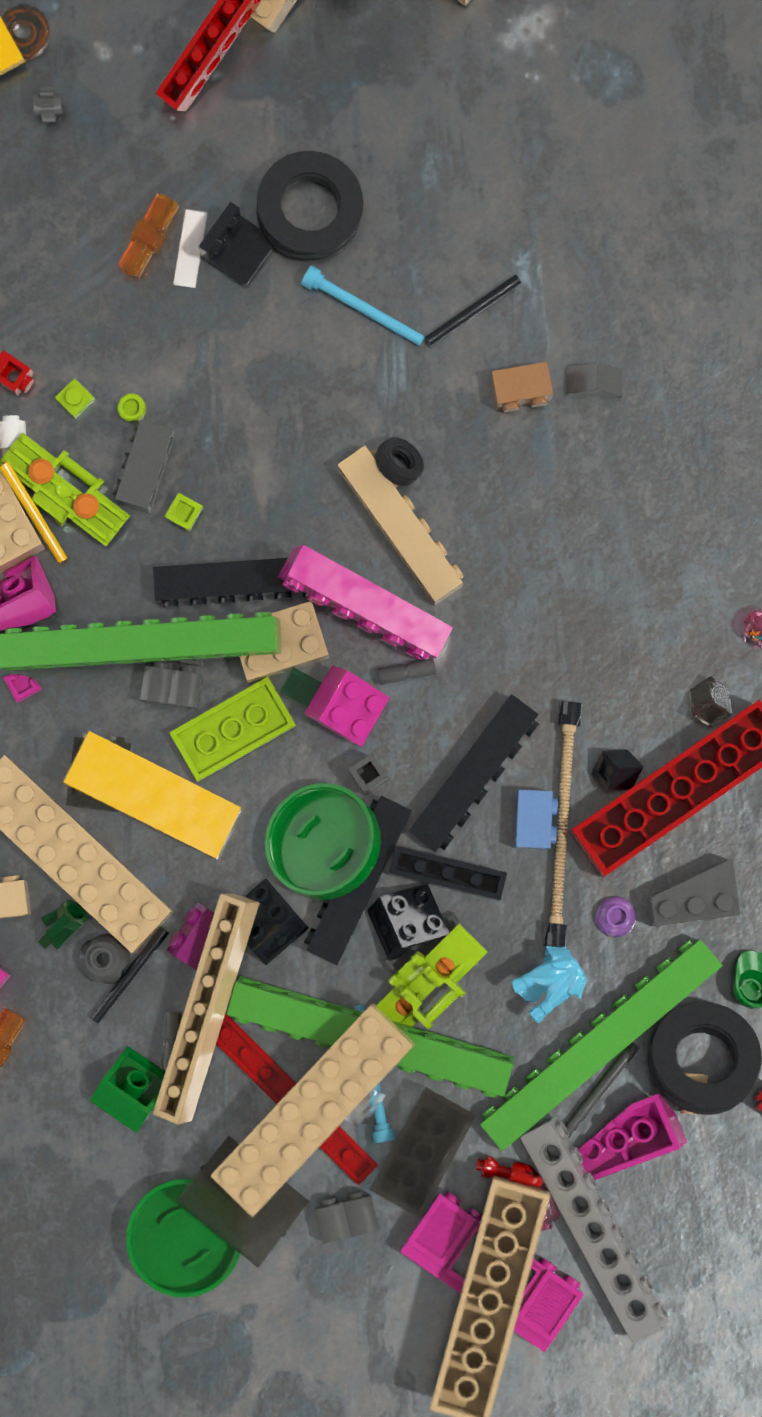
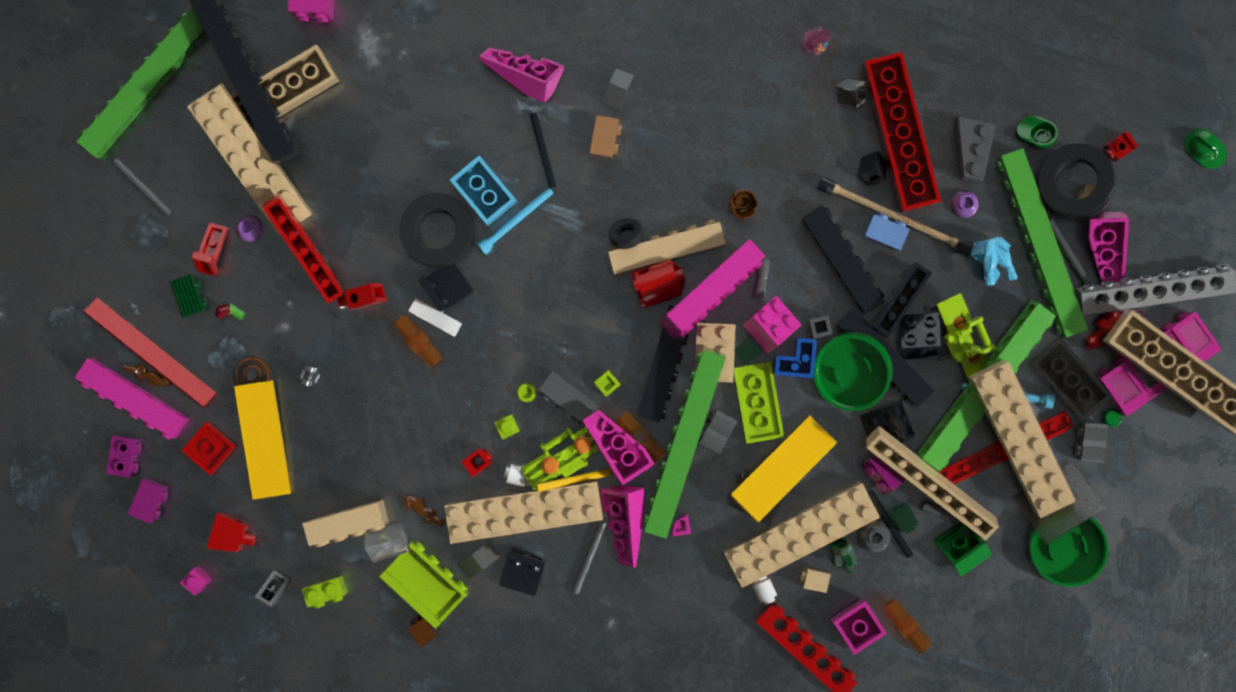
camera: 65 degrees left, 5 degrees up
(95, 560) = (620, 451): none -> dark pink wedge
(134, 567) = (632, 427): none -> clear orange piece
(143, 990) = (903, 518): none -> clear green brick
(182, 139) = (362, 296): none -> red torso
(309, 767) = (801, 364): none -> blue brick
(346, 529) = (658, 283): none -> red cylinder
(386, 248) = (483, 190): none -> medium azure brick
(392, 1235) = (1112, 417): none -> green piece
(500, 607) = (743, 203): none -> reddish brown hair
(567, 255) = (530, 76): none -> dark pink wedge

